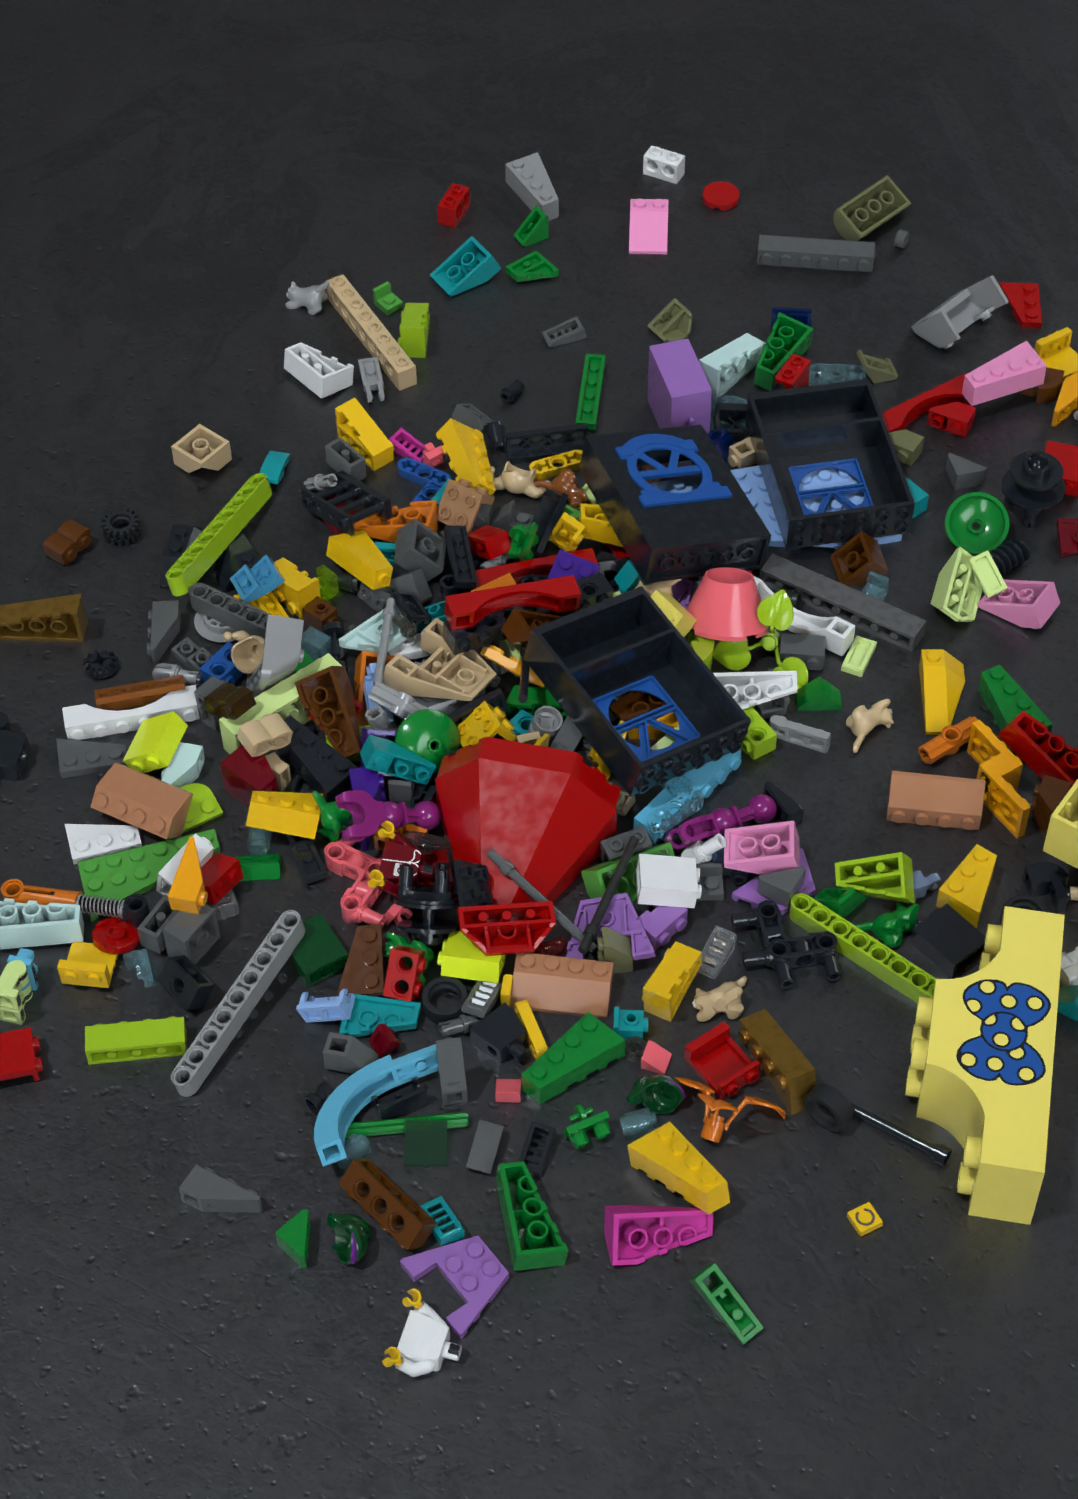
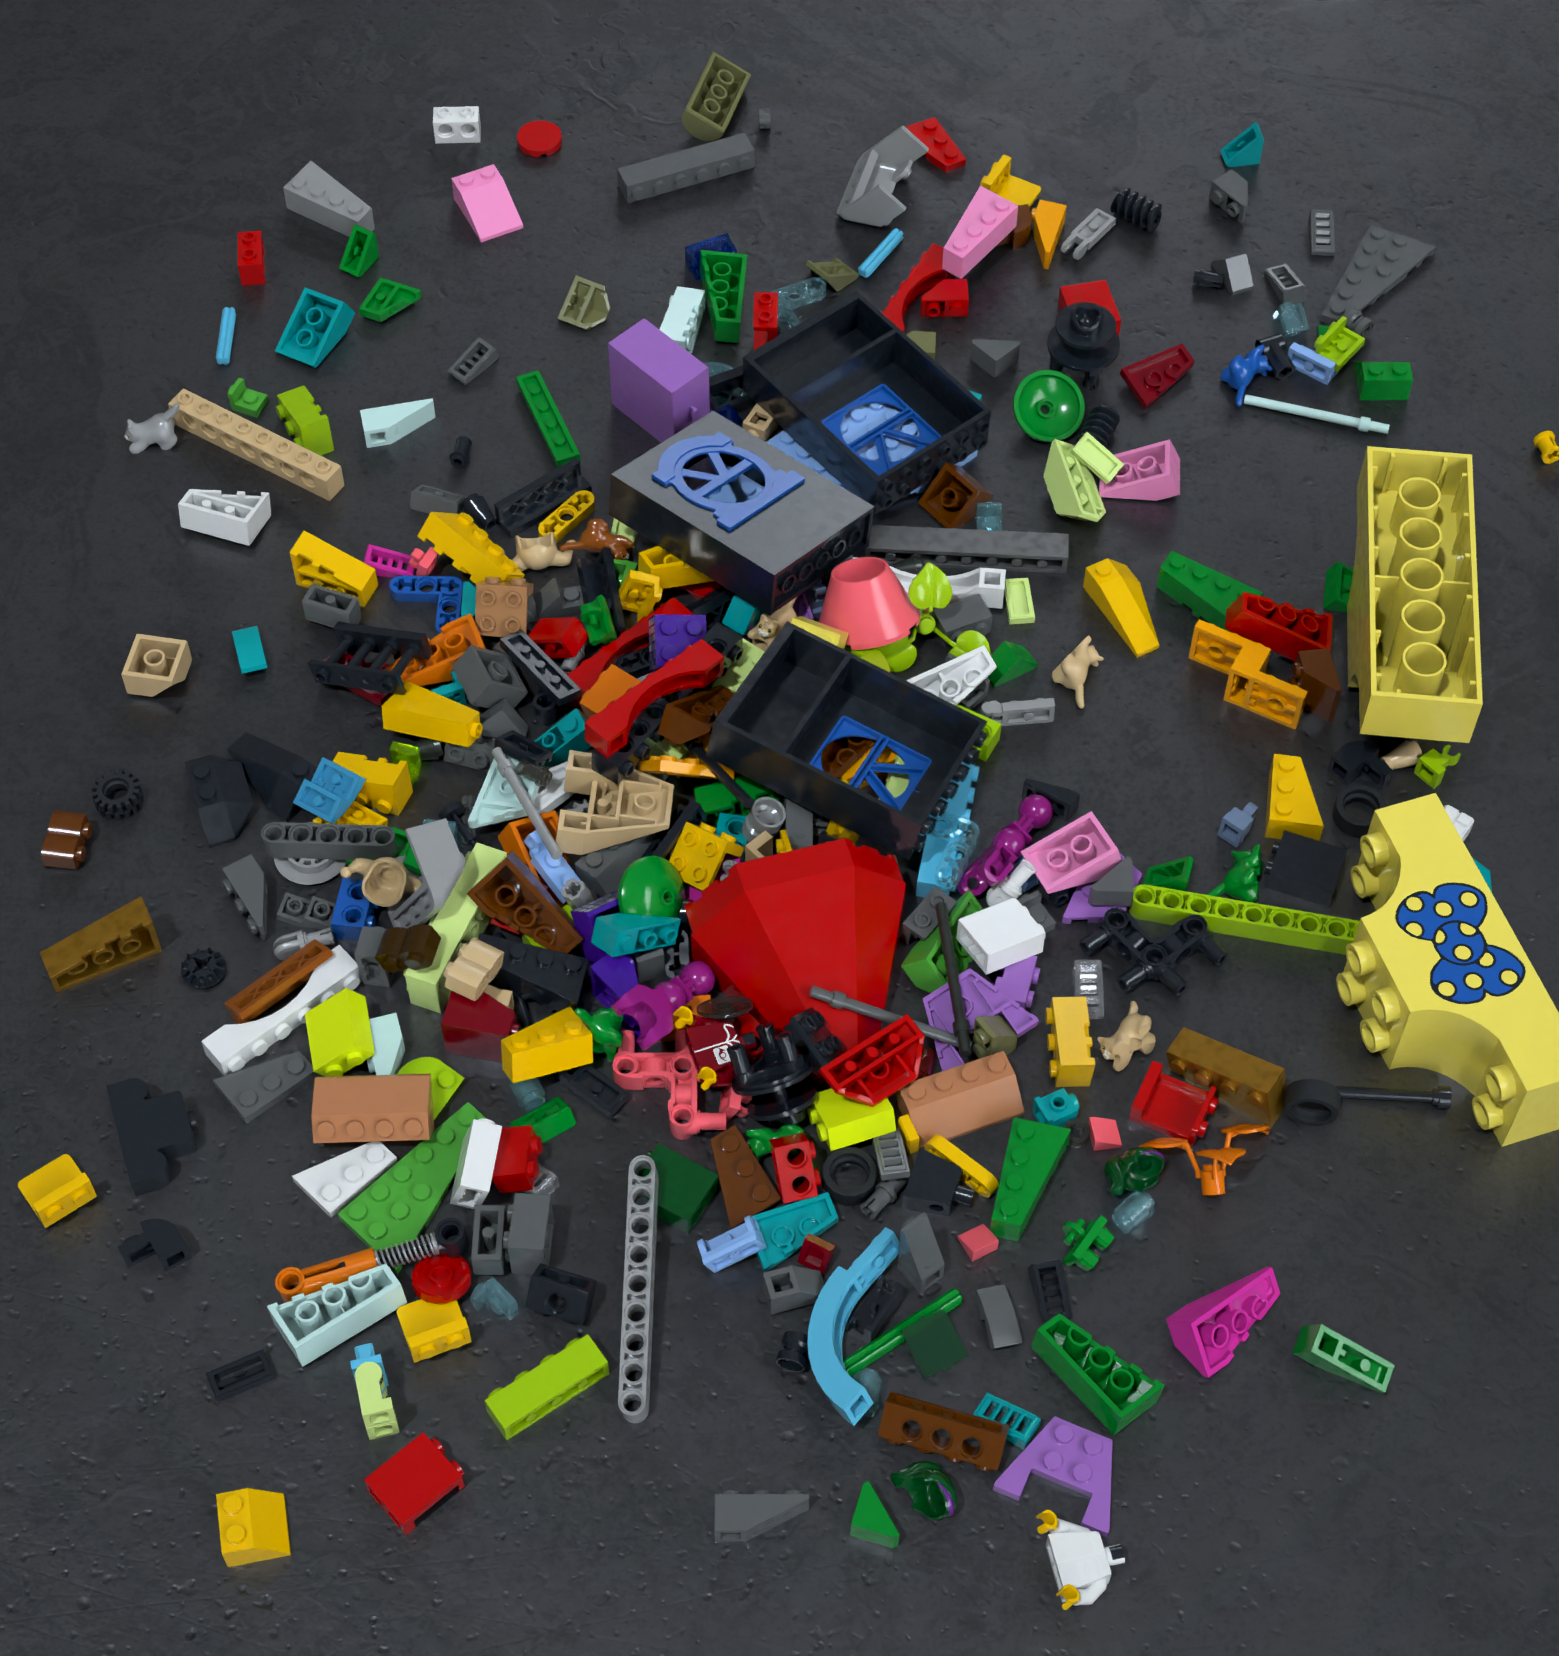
camera: 30 degrees left, 5 degrees up
(188, 887) = (509, 1178): light orange slope -> none
(218, 534) = (247, 757): lime beam -> none
(319, 613) = (422, 801): reddish brown brick -> none
(321, 481) = (319, 645): light grey axle -> none
(371, 377) = (291, 499): light grey hinge -> none
(396, 702) = (591, 865): light grey piece -> none
(402, 252) = (225, 335): none -> medium azure axle
(476, 352) = (392, 422): none -> light aqua slope
(680, 1166) = (1214, 1238): yellow wedge -> none
(864, 1219) = (1413, 1201): yellow tile -> none
(879, 876) = (1204, 833): lime wedge -> none
(926, 367) = (880, 253): none -> medium azure axle
(935, 800) = (1201, 725): nougat slope -> none
(947, 742) = (1169, 653): orange piece -> none

